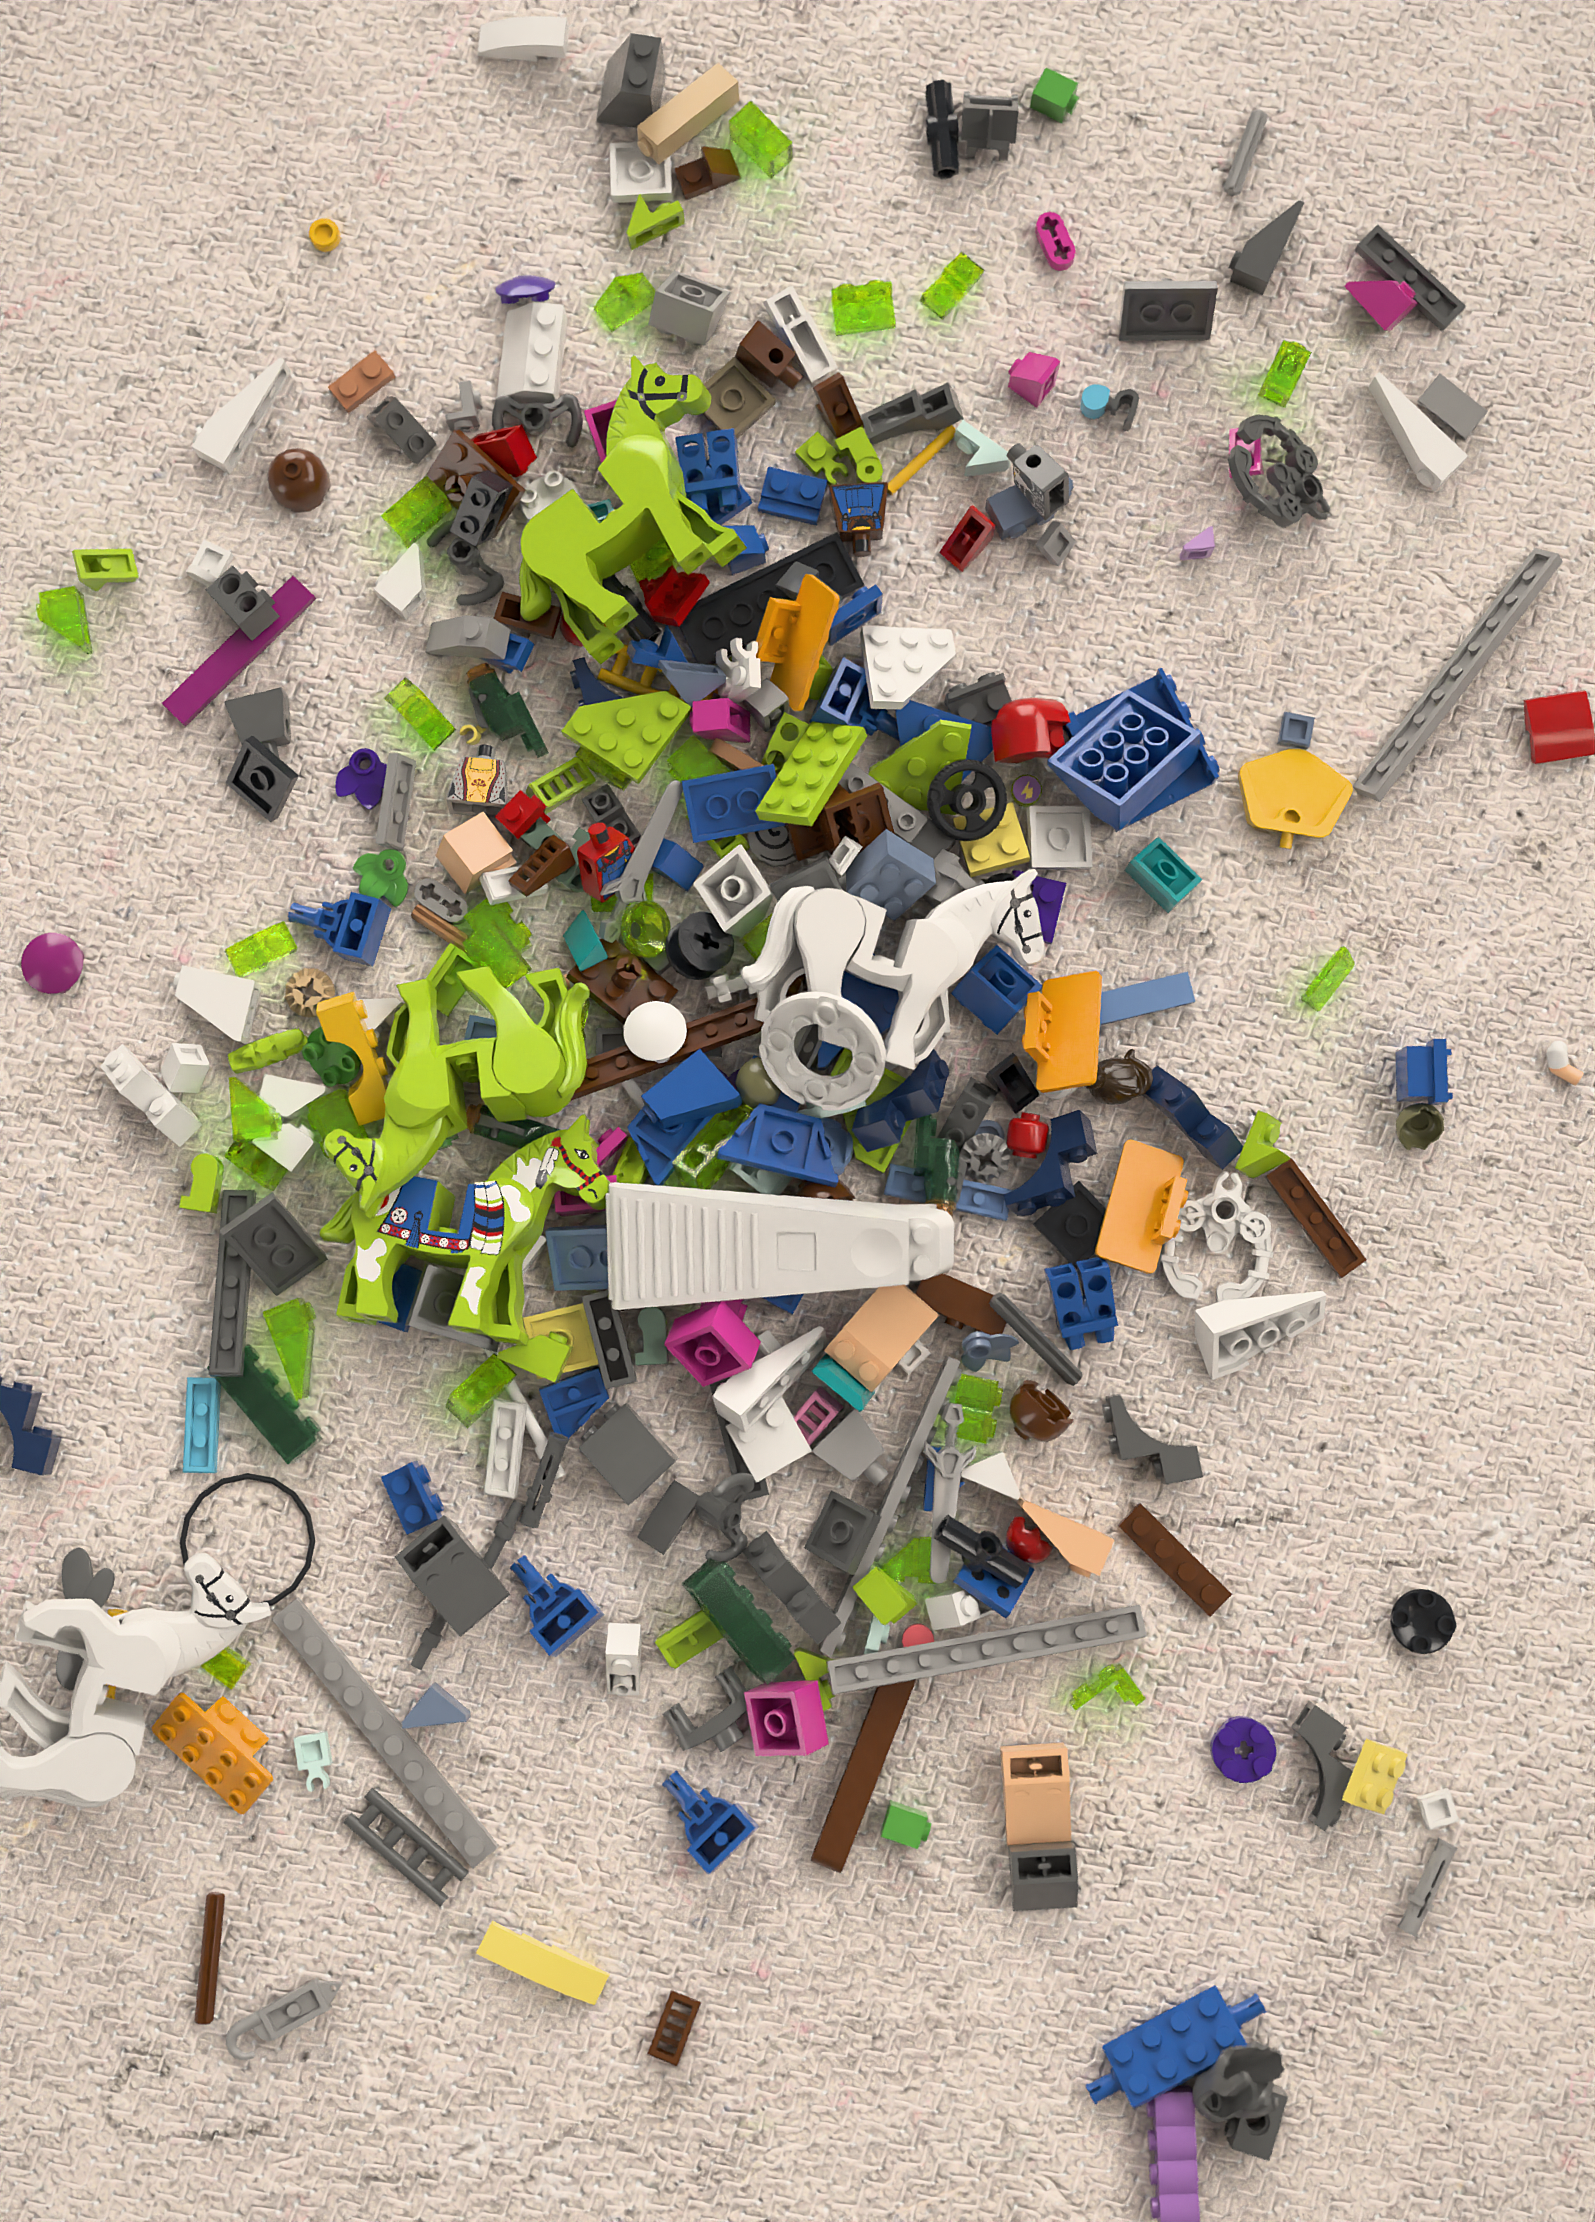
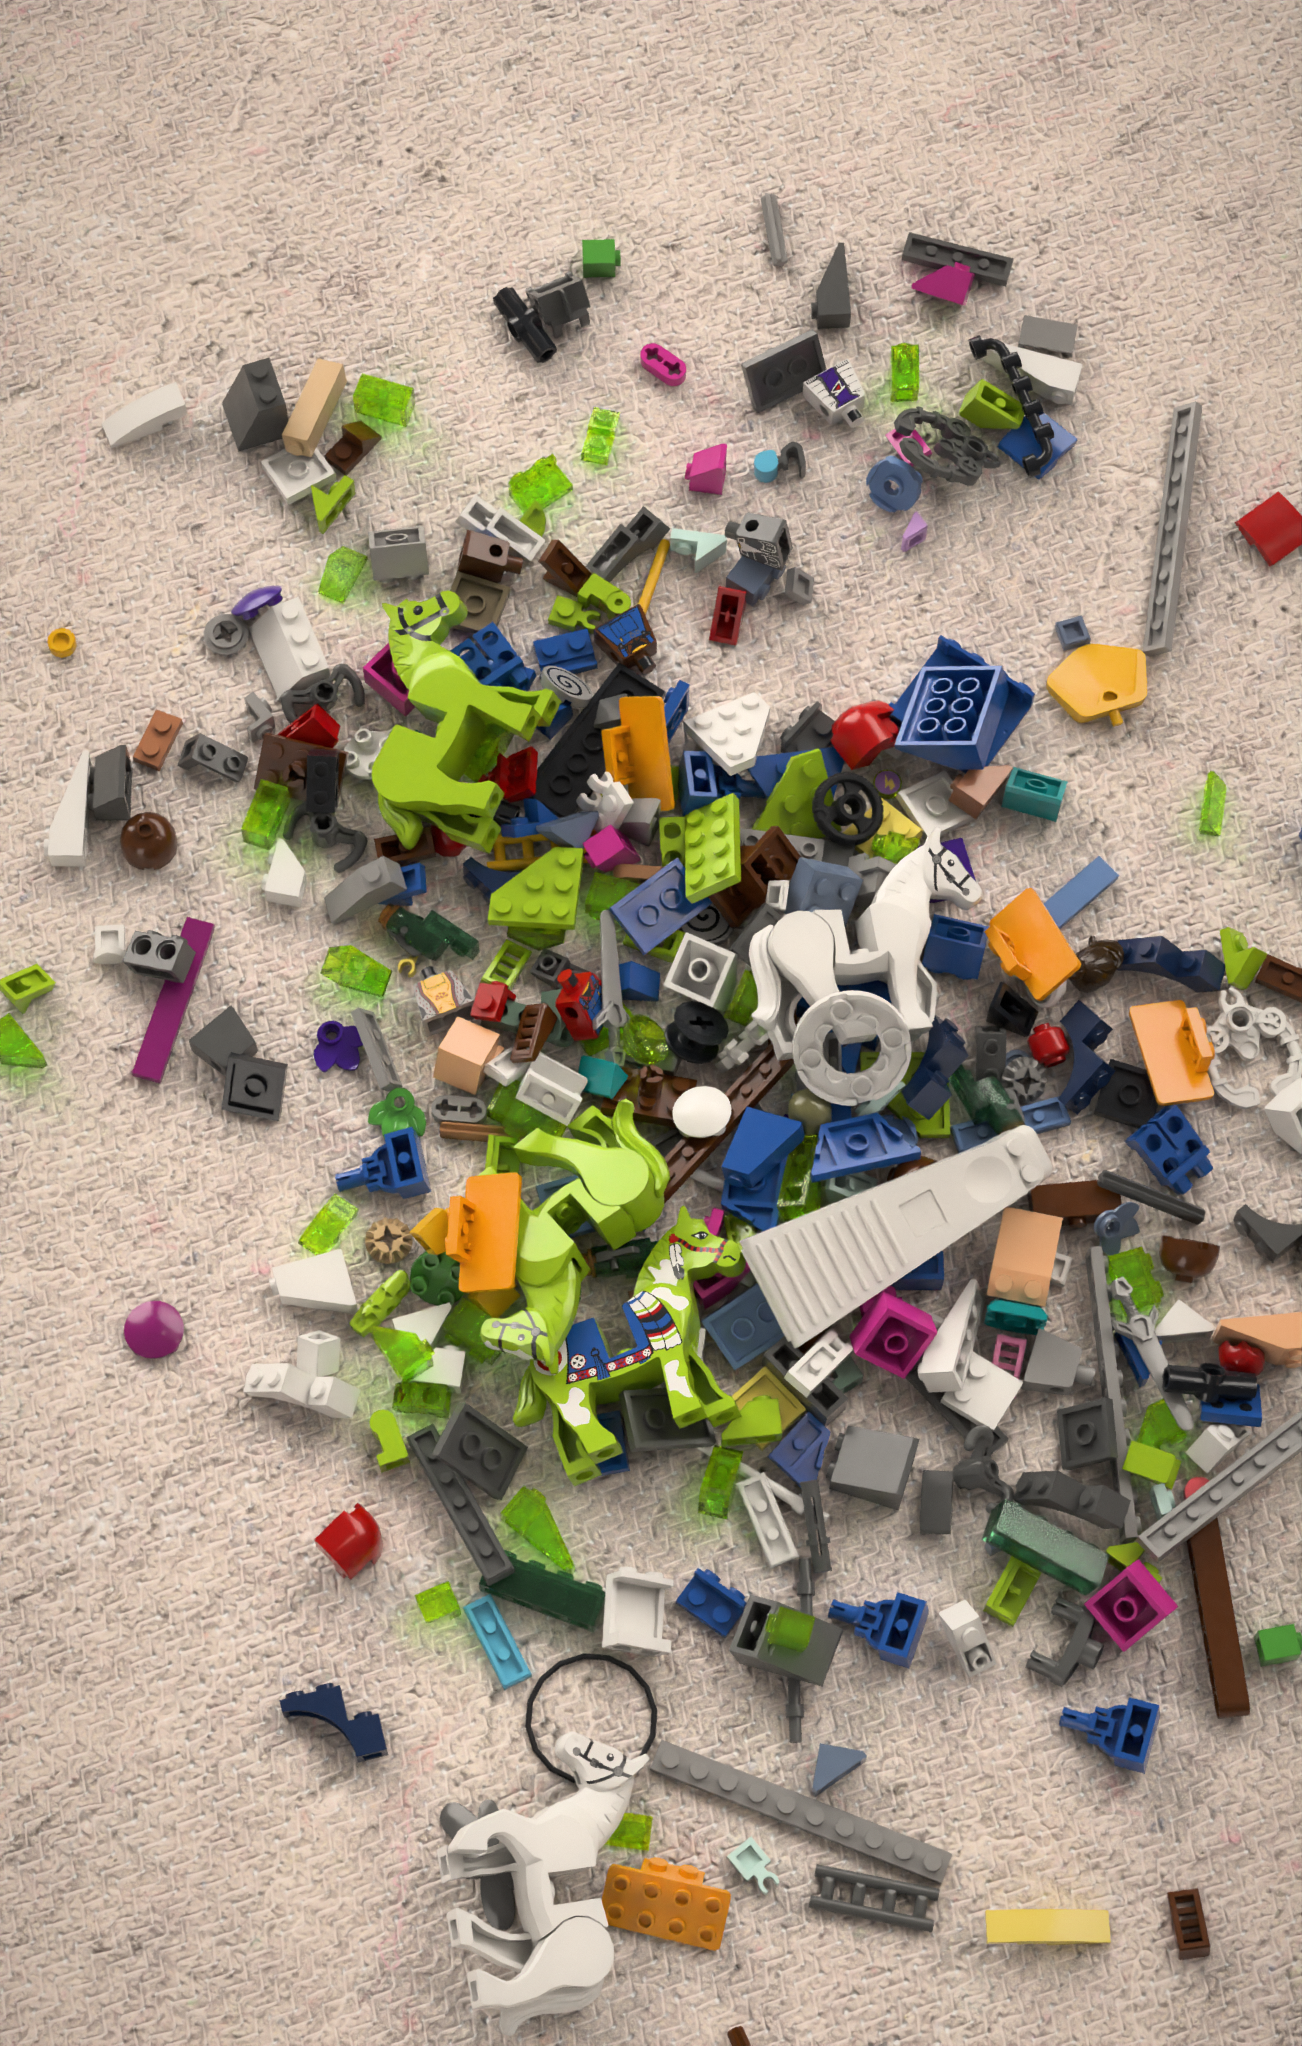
camera: 35 degrees left, 15 degrees down
(115, 1266) = (351, 1541): none -> red brick
(164, 1364) = (438, 1603): none -> clear neon green panel
(291, 407) = (111, 785): none -> dark grey slope
(333, 1472) = (635, 1612): none -> white panel
(378, 1045) = (485, 1232): none -> light orange bracket
(454, 1573) = (789, 1628): none -> clear neon green brick
(471, 299) = (230, 624): none -> light grey gear
(528, 932) = (552, 1089): none -> white panel
(624, 1335) = (818, 1363): none -> white plate
(769, 530) = (566, 686): none -> light grey tile
(838, 340) = (534, 518): none -> lime tile
(988, 863) = (893, 846): none -> clear neon green brick
(1105, 844) = (978, 788): none -> nougat slope
(1206, 361) = (836, 394): none -> white torso
(1220, 485) = (900, 472): none -> medium blue plate
(1351, 455) = (991, 408): none -> lime slope
(1376, 514) = (1021, 442): none -> blue slope
(1389, 476) = (1031, 408): none -> black bar

